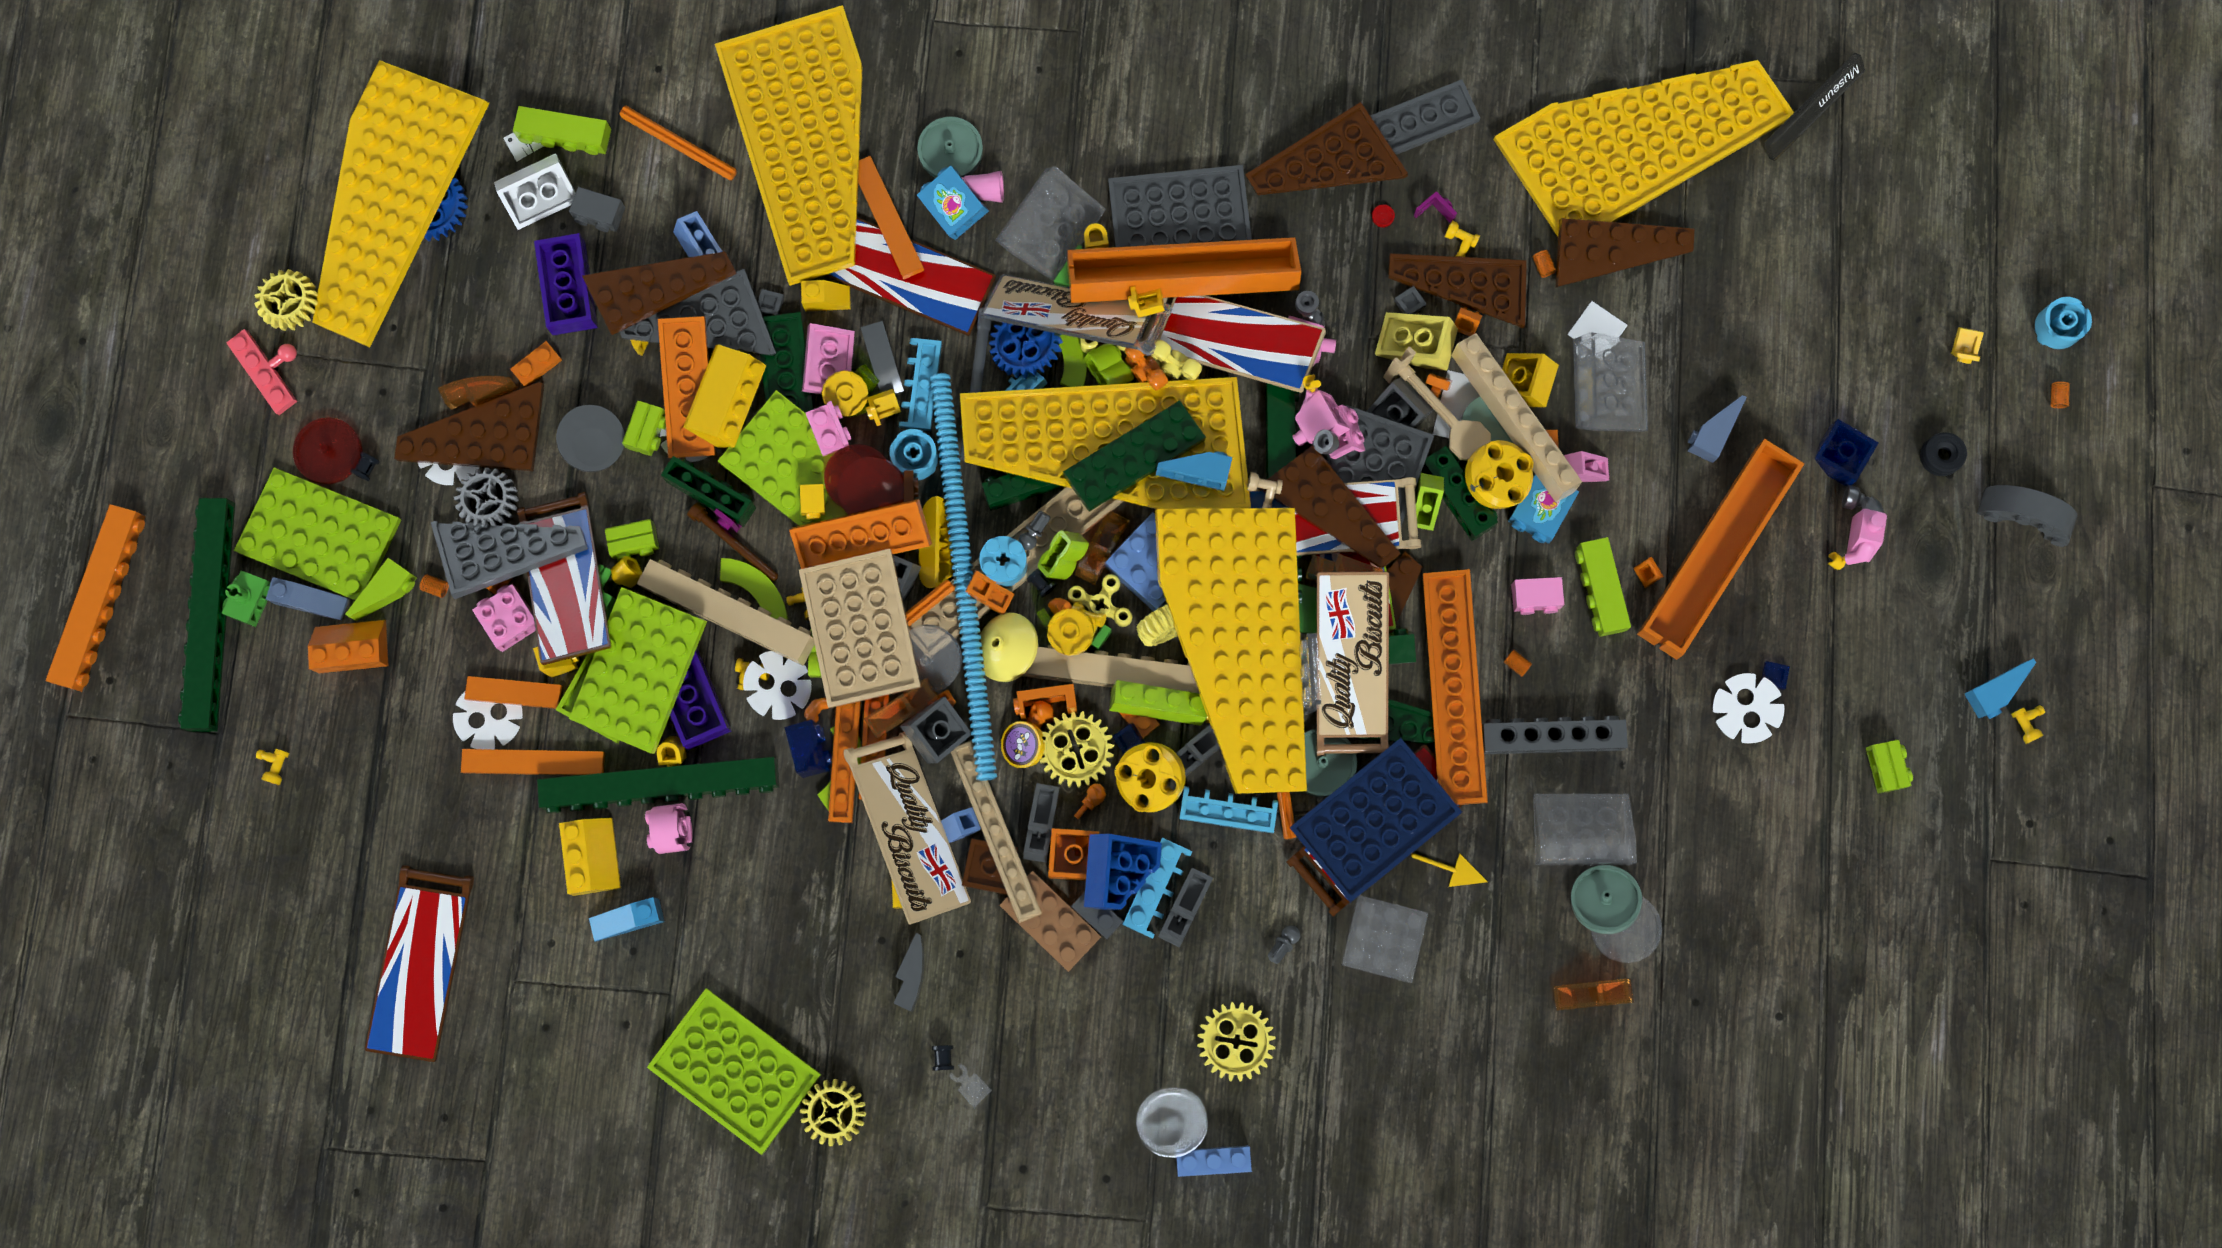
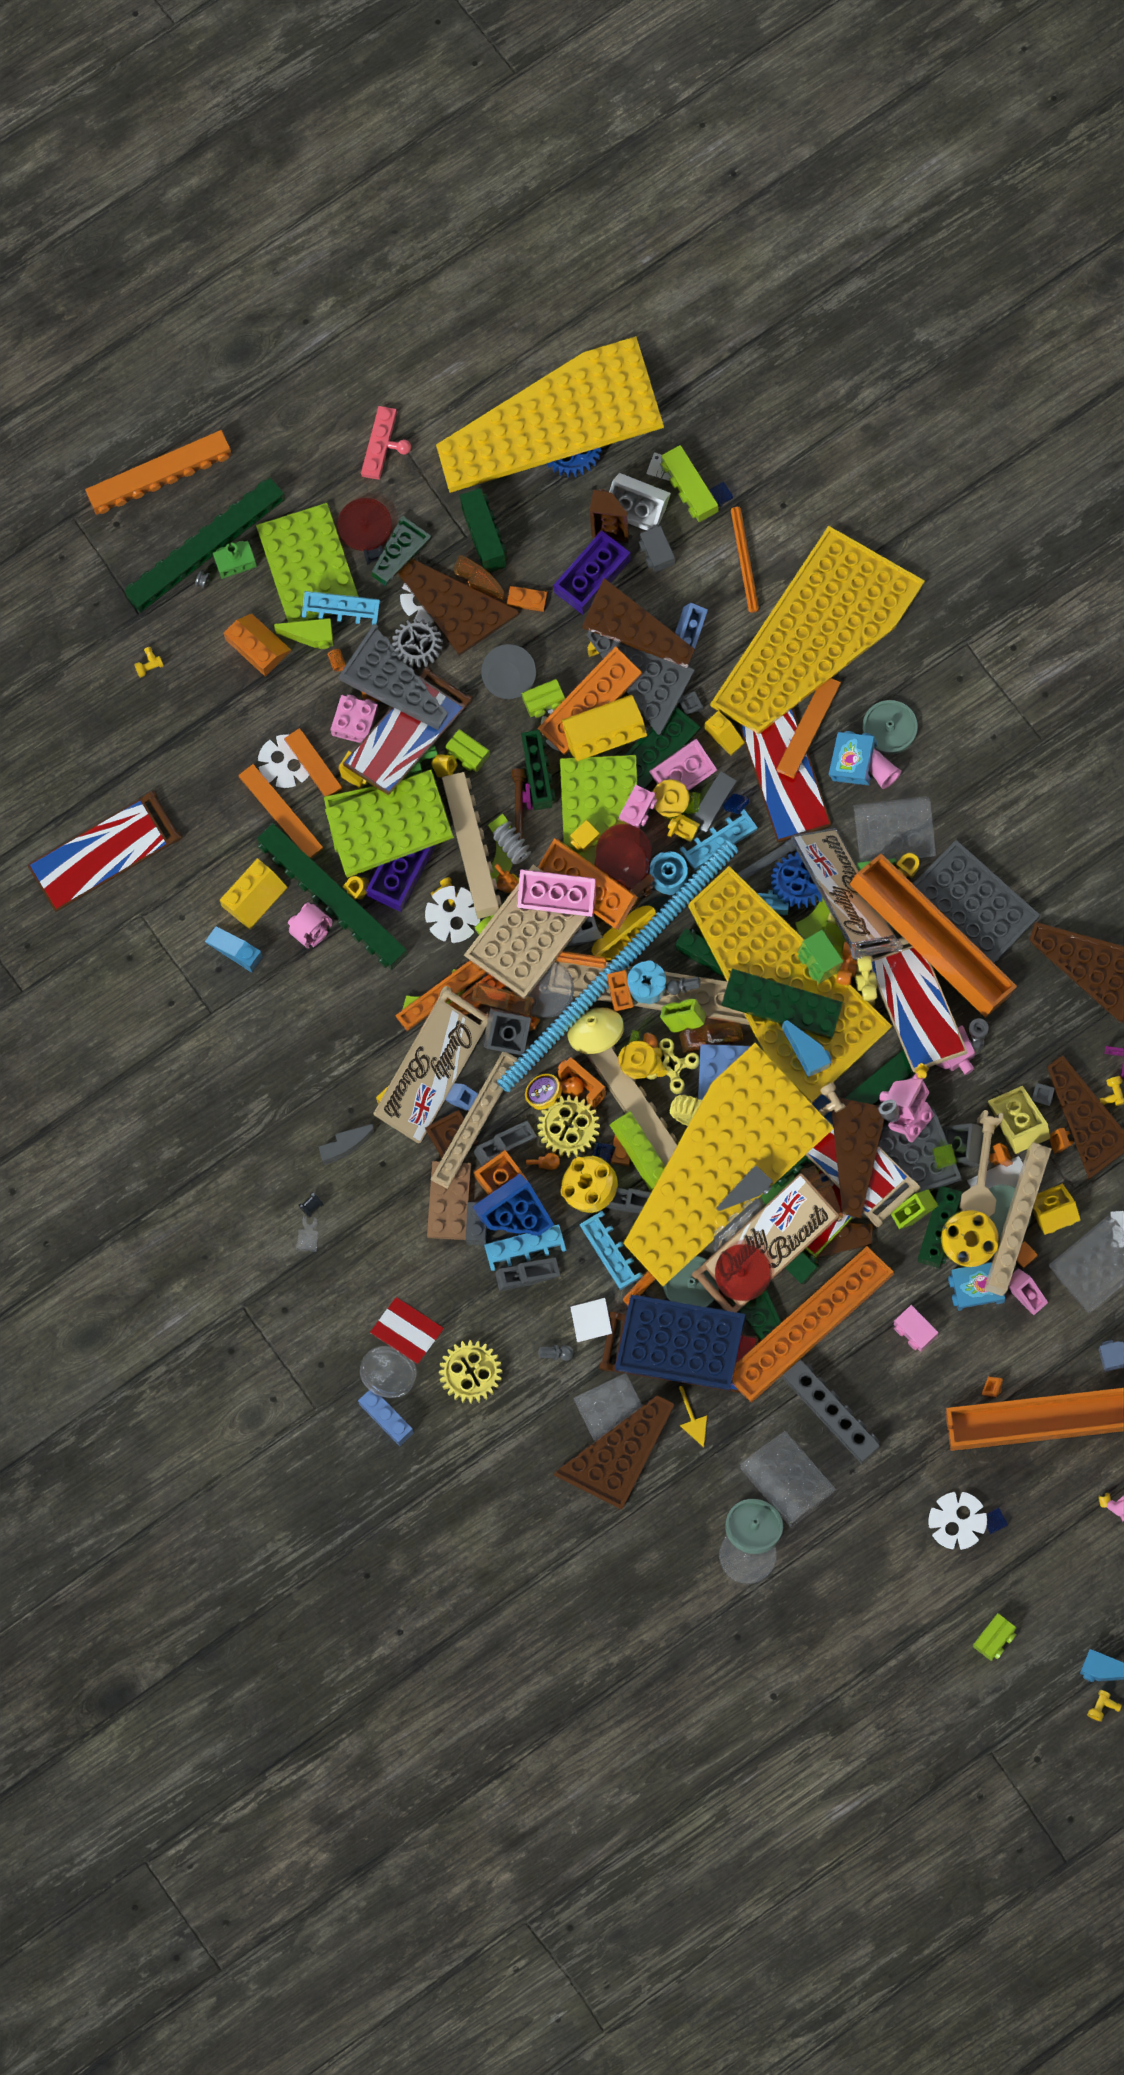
camera: 55 degrees right, 5 degrees down
(239, 644) = (202, 579): none -> dark grey bush
(277, 291) = (426, 426): light yellow gear -> none
(306, 599) = (264, 594): sand blue slope -> none
(382, 438) = (402, 547): none -> dark green wing
(384, 537) = (340, 605): none -> medium azure hinge
(434, 347) = (484, 530): none -> dark green brick
(528, 219) = (608, 516): none -> reddish brown slope
(597, 110) = (721, 493): none -> clear blue tile
(734, 1071) = (198, 1089): lime plate -> none
(758, 573) = (511, 843): none -> light grey piece
(790, 608) = (506, 881): none -> orange piece
(808, 749) = (429, 965): clear blue slope -> none
(815, 708) = (455, 949): orange arm -> none
(827, 1102) = (215, 1165): light yellow gear -> none
(847, 570) = (556, 893): none -> bright pink slope
(901, 340) = (736, 803): none -> clear blue tile
(1041, 582) = (655, 1021): black bush -> none
(1101, 637) = (652, 1083): bright green tile -> none
(1122, 383) = (819, 957): none -> bright green brick
(1143, 1068) = (406, 1330): none -> red sticker
(1146, 303) = (888, 929): yellow bracket -> none
(1279, 884) = (591, 1320): none -> white sticker
(1287, 629) = (751, 1186): none -> dark grey slope
(1359, 706) = (743, 1272): none -> clear red piece
(1383, 216) = (1087, 1031): red piece -> none
(1401, 432) = (944, 1156): none -> clear neon green tile
(1437, 973) = (616, 1459): none -> reddish brown wing
(1520, 659) = (861, 1352): orange piece -> none
(1593, 994) = (687, 1567): clear orange slope -> none
(1603, 587) = (956, 1366): lime brick -> none

